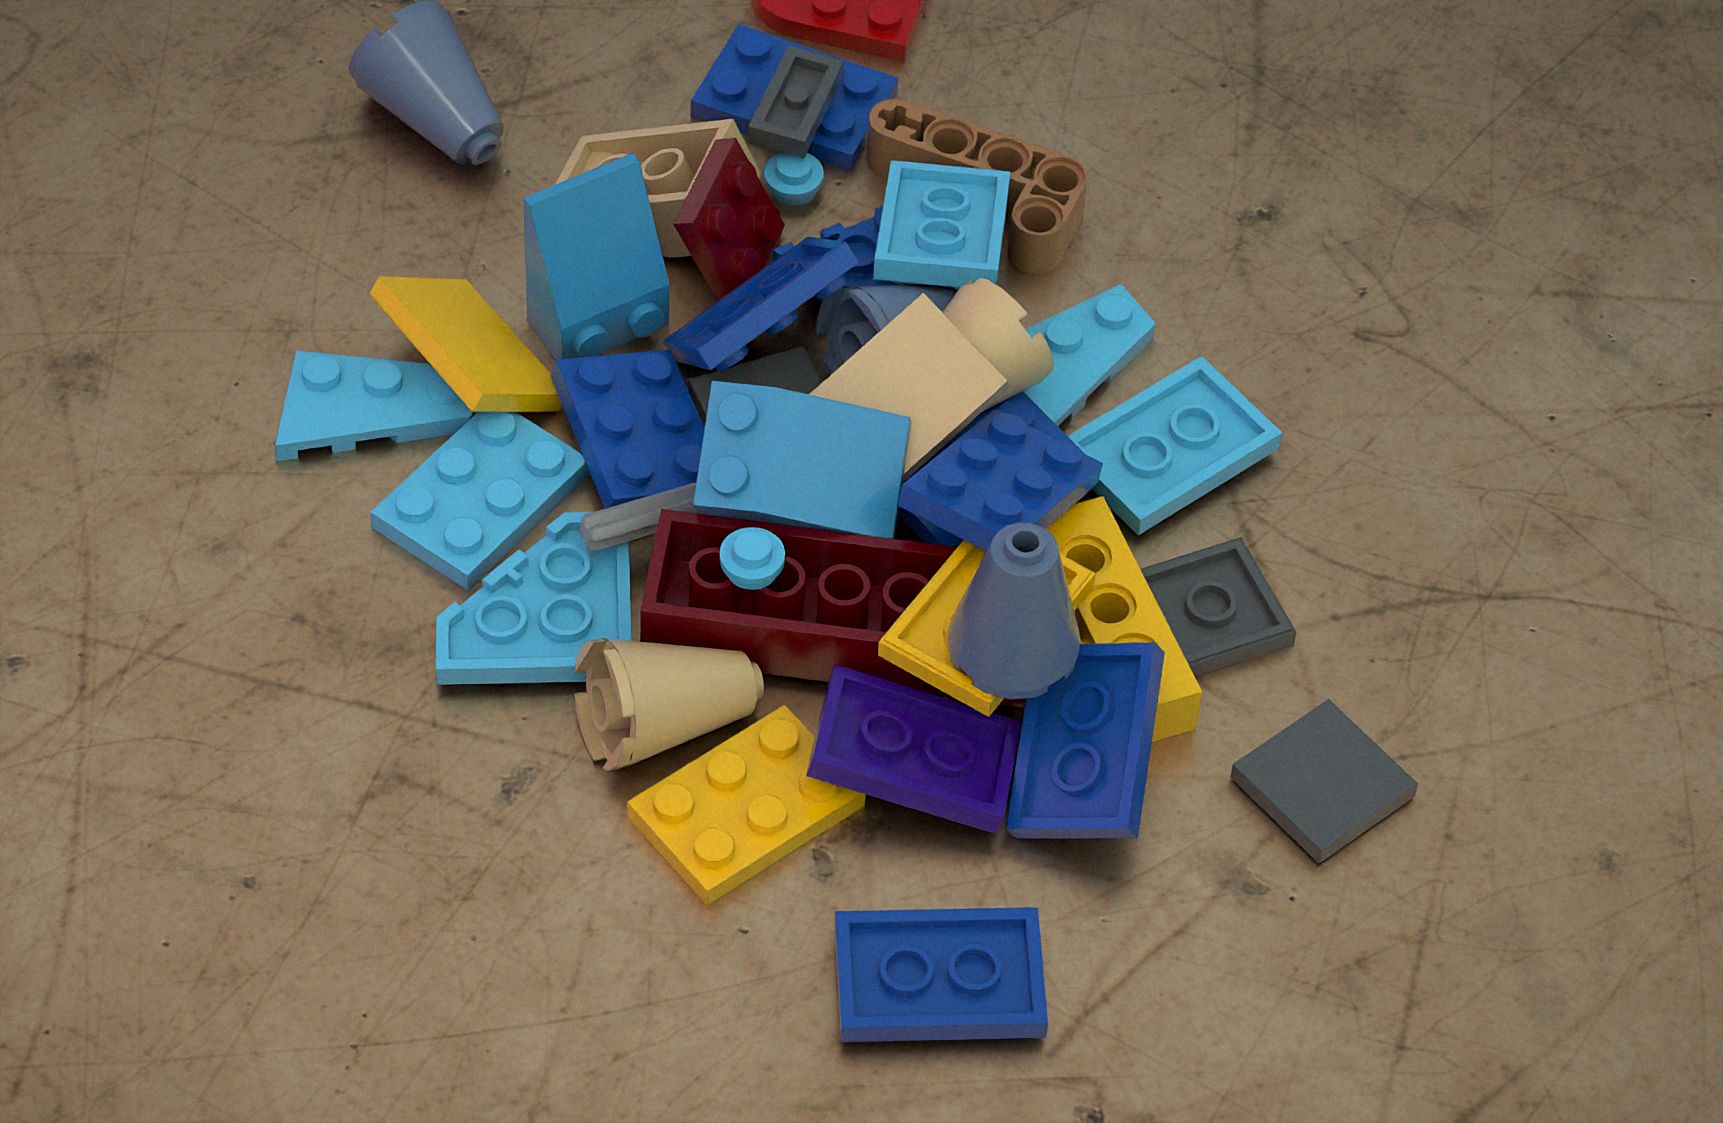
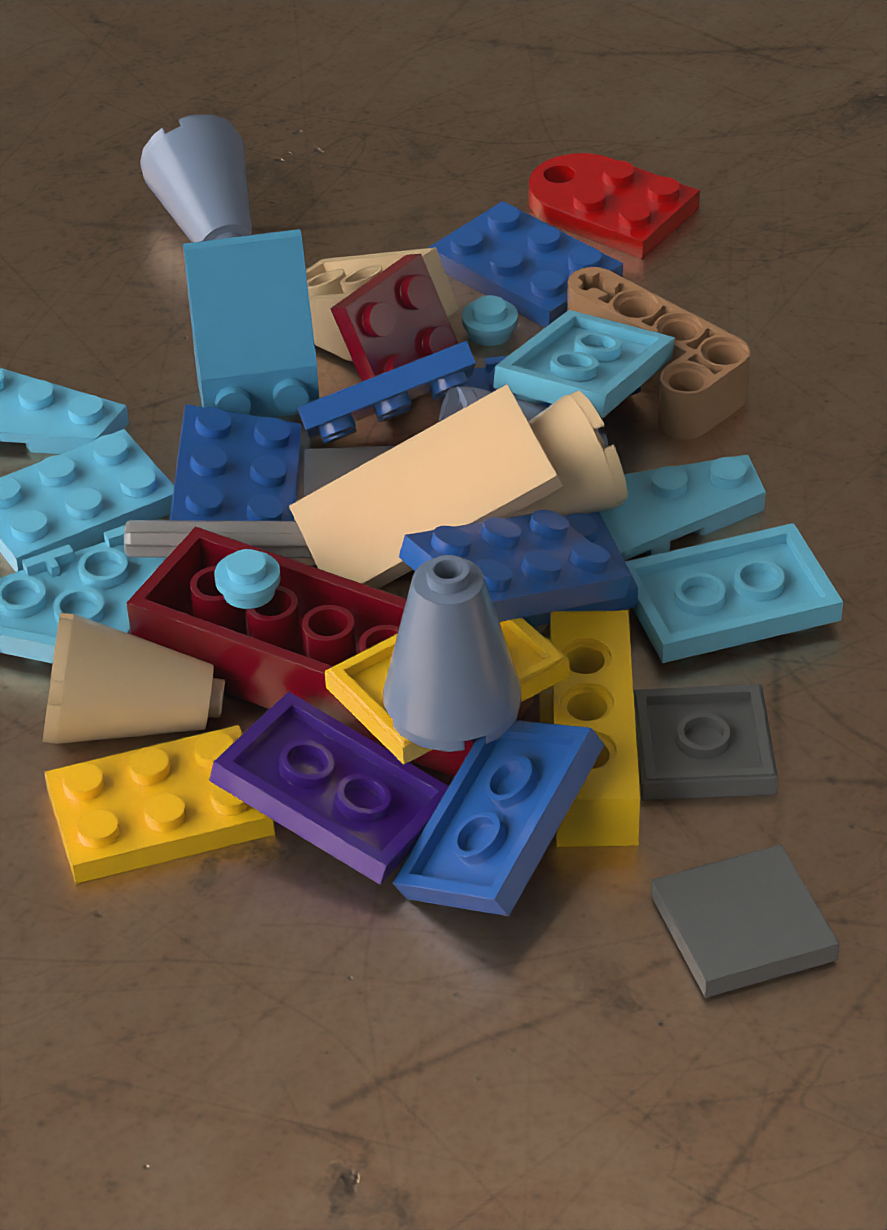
camera: 25 degrees right, 10 degrees down
(467, 344) = (119, 380): yellow tile -> none
(795, 101) = (509, 254): dark grey plate -> none
(801, 460) = (331, 505): dark azure slope -> none
(940, 974) = (253, 997): blue plate -> none

